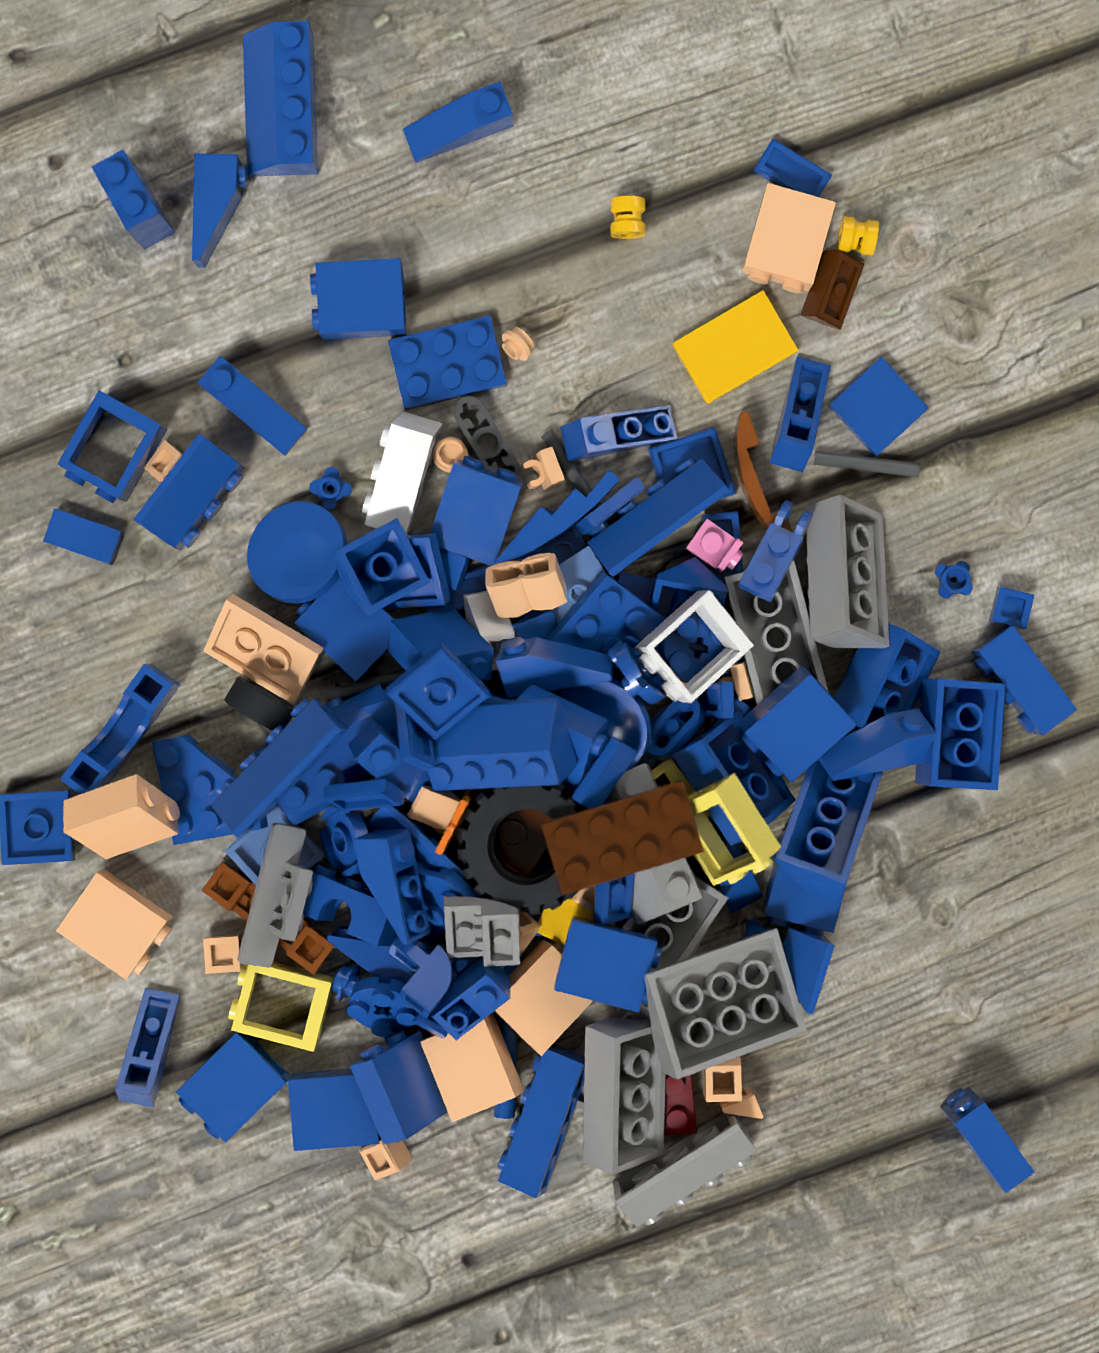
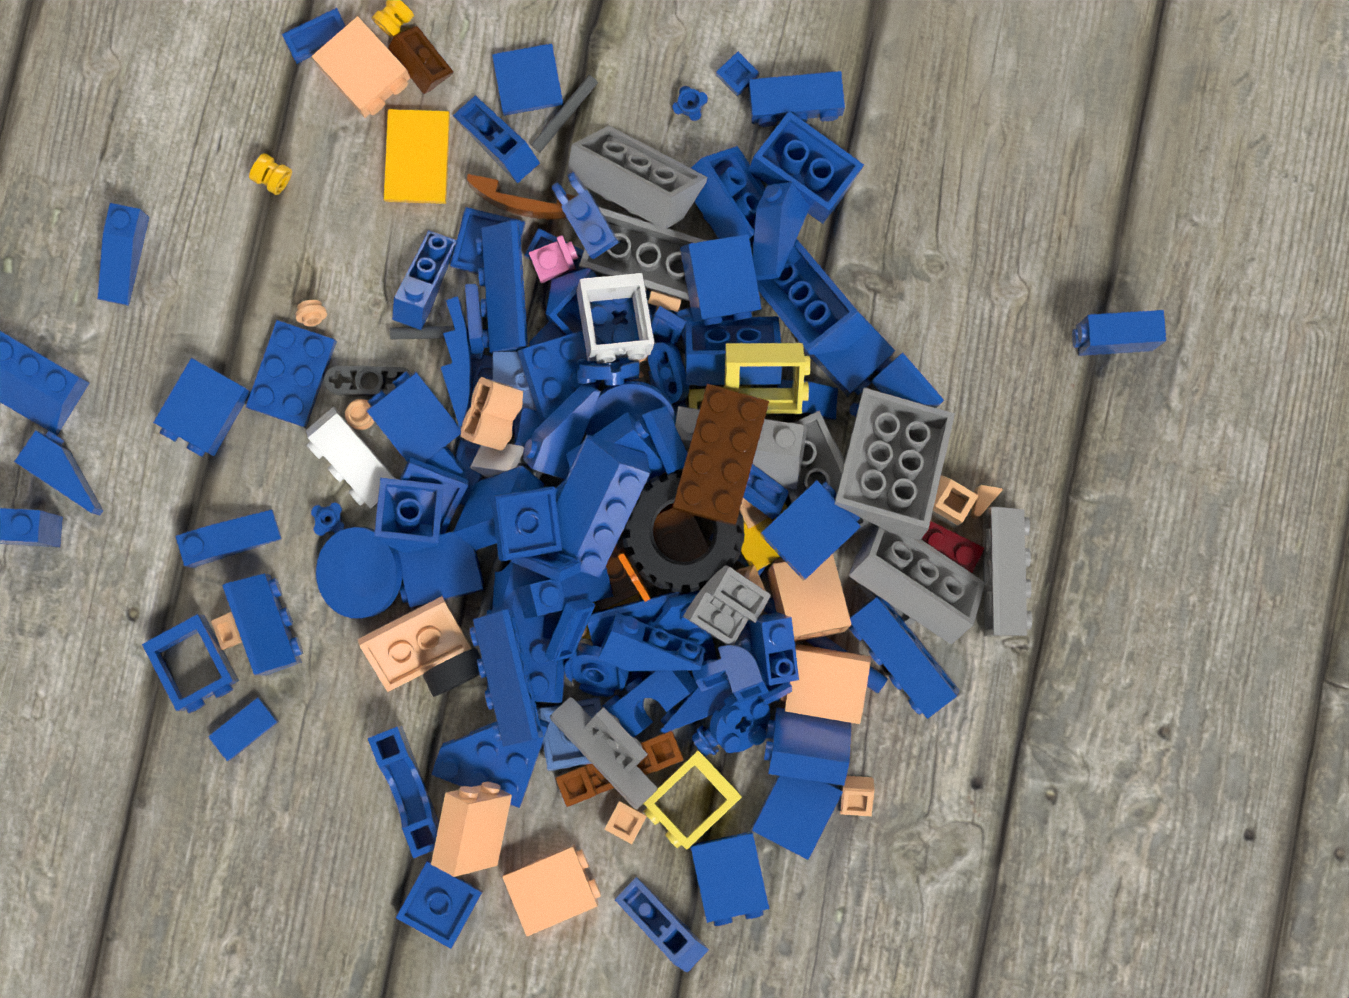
camera: 55 degrees left, 5 degrees down
(434, 807) = (613, 585): light nougat slope -> none
(547, 469) = (416, 348): light nougat tile -> none

